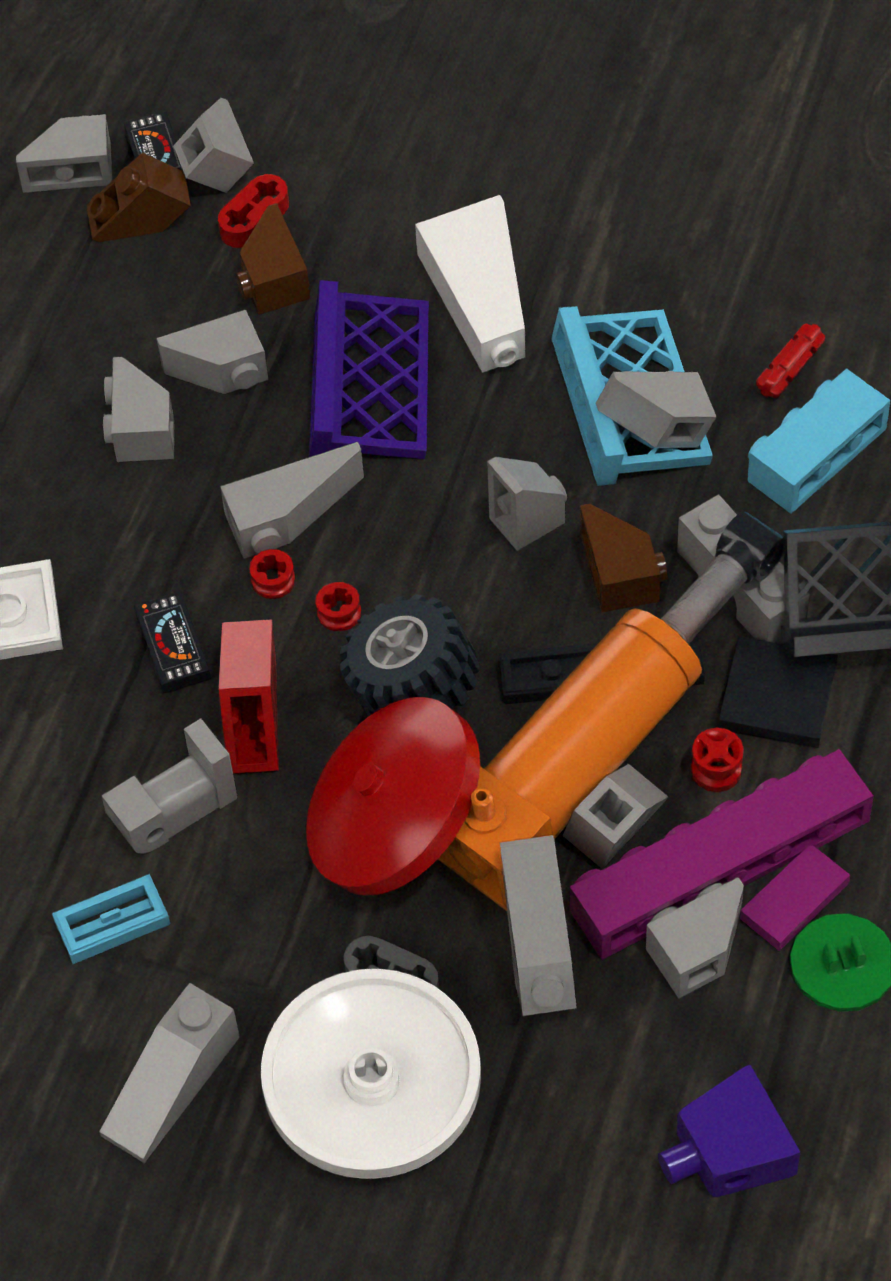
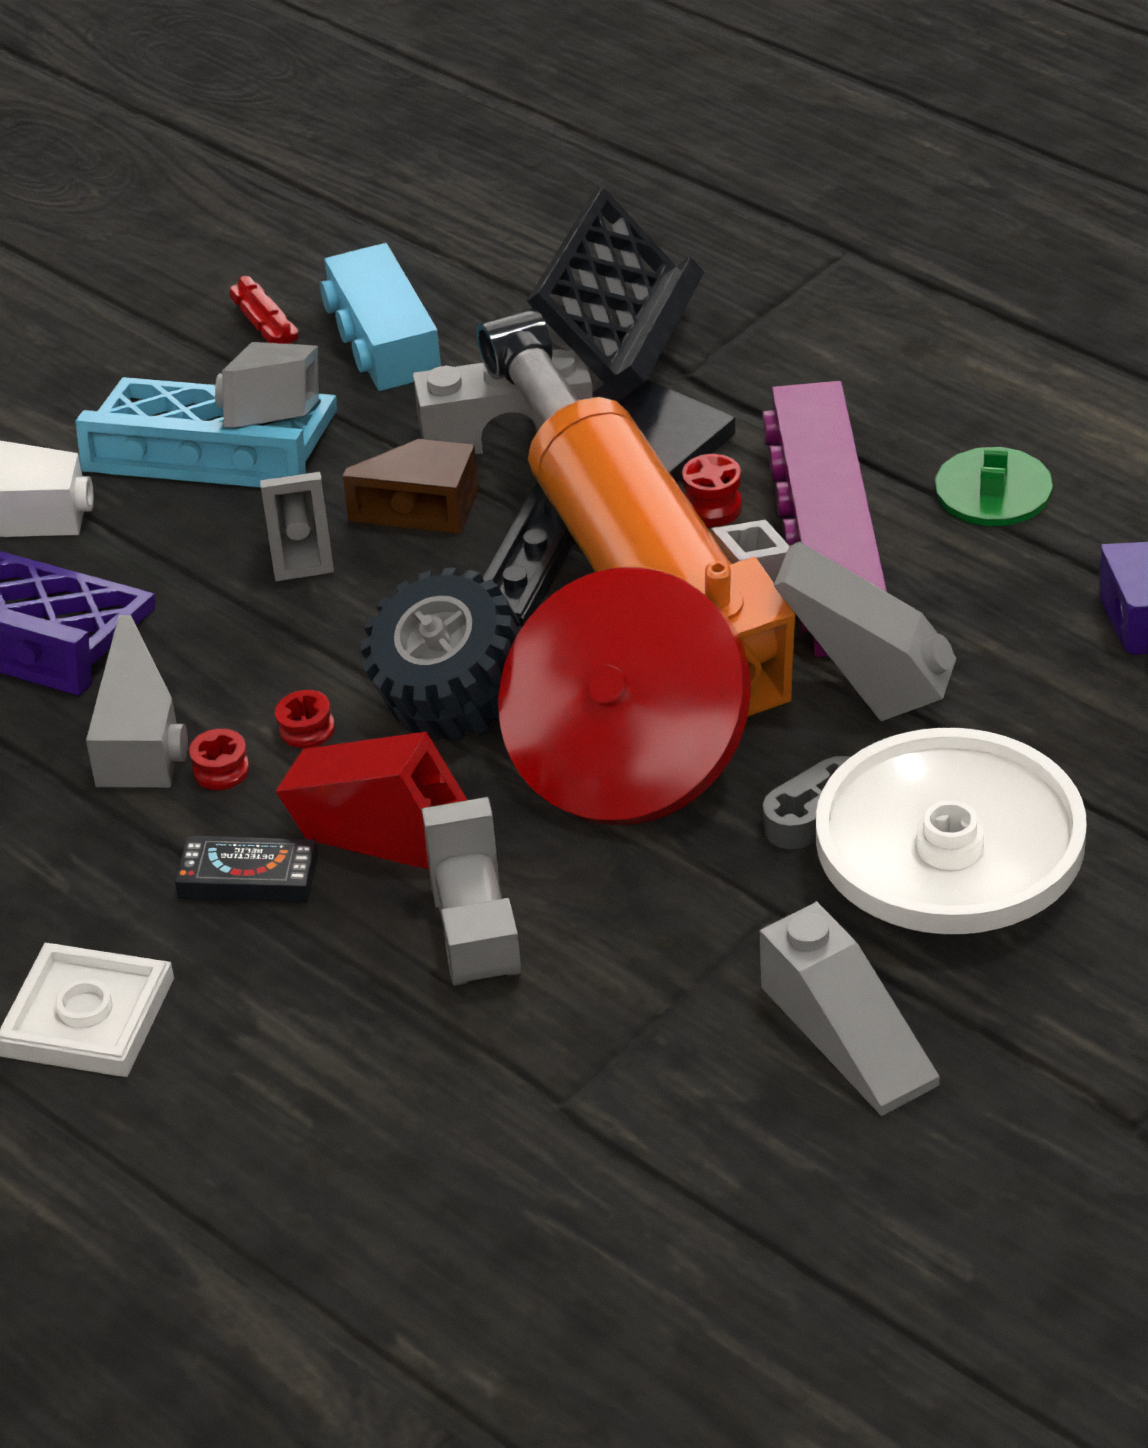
camera: 65 degrees left, 15 degrees down
(115, 925) = (594, 1062): medium azure tile -> none
(697, 938) = (921, 555): light grey slope -> none
(794, 897) = (905, 491): magenta tile -> none

